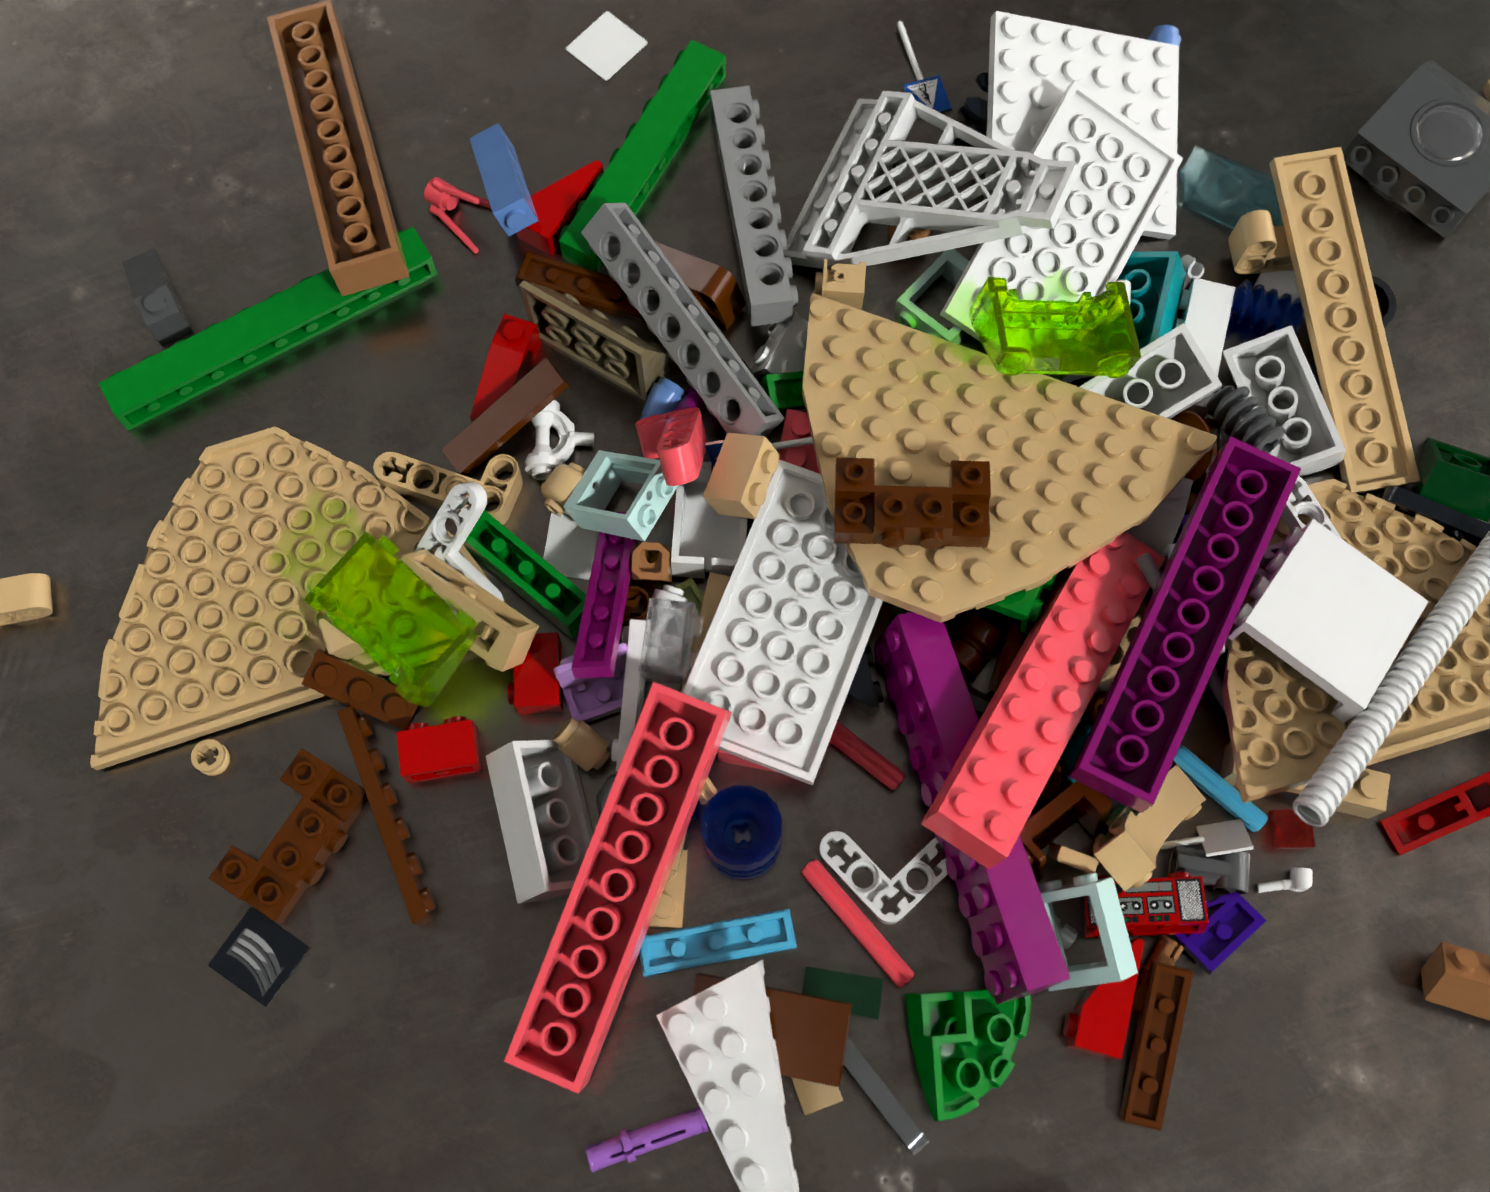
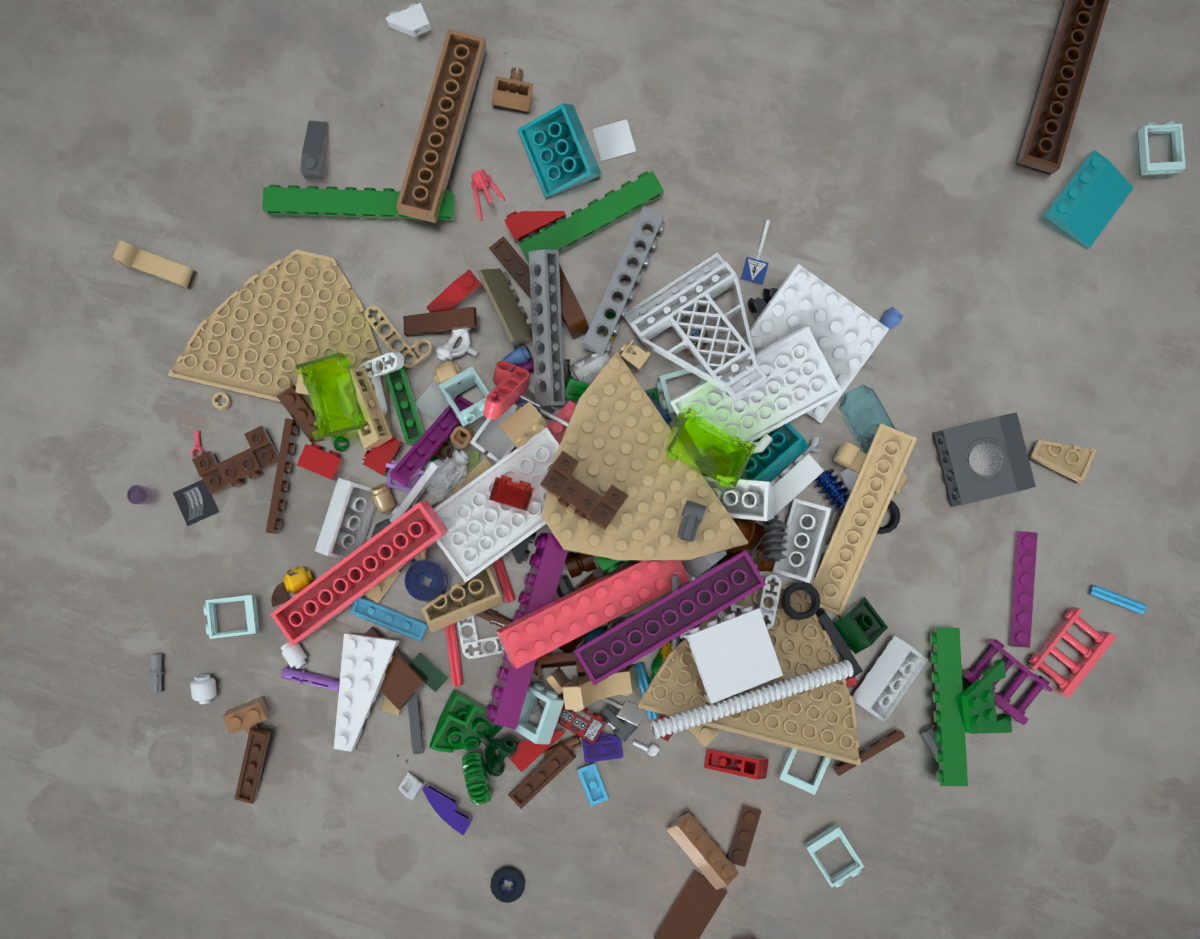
camera: 30 degrees right, 15 degrees up
(146, 1001) = (140, 495): none -> clear purple brick
(202, 49) = (409, 21): none -> white slope
(206, 852) = (197, 444): none -> coral hand
(390, 1131) = (251, 616): none -> light aqua window
(417, 54) = (512, 92): none -> medium nougat brick
(462, 708) = (341, 448): none -> green hinge
(501, 1023) = (280, 595): none -> reddish brown tile
(503, 180) = (511, 195): medium blue brick -> none
(515, 974) = (297, 579): none -> yellow head
(535, 95) = (559, 150): none -> teal slope
(589, 1113) = (294, 655): none -> white brick
(795, 586) = (511, 493): none -> clear red brick
(826, 824) = (463, 601): none -> tan wedge
(889, 827) = (494, 617): none -> reddish brown axle
(1054, 1122) = (476, 778): none -> green gear
(1071, 1029) = (506, 748): none -> dark green piece
(1109, 440) = (692, 516): none -> dark grey piece
(1209, 730) = (663, 652): none -> piece
(1248, 1003) = (592, 784): none -> medium azure plate
(1366, 472) = (815, 599): none -> black tyre

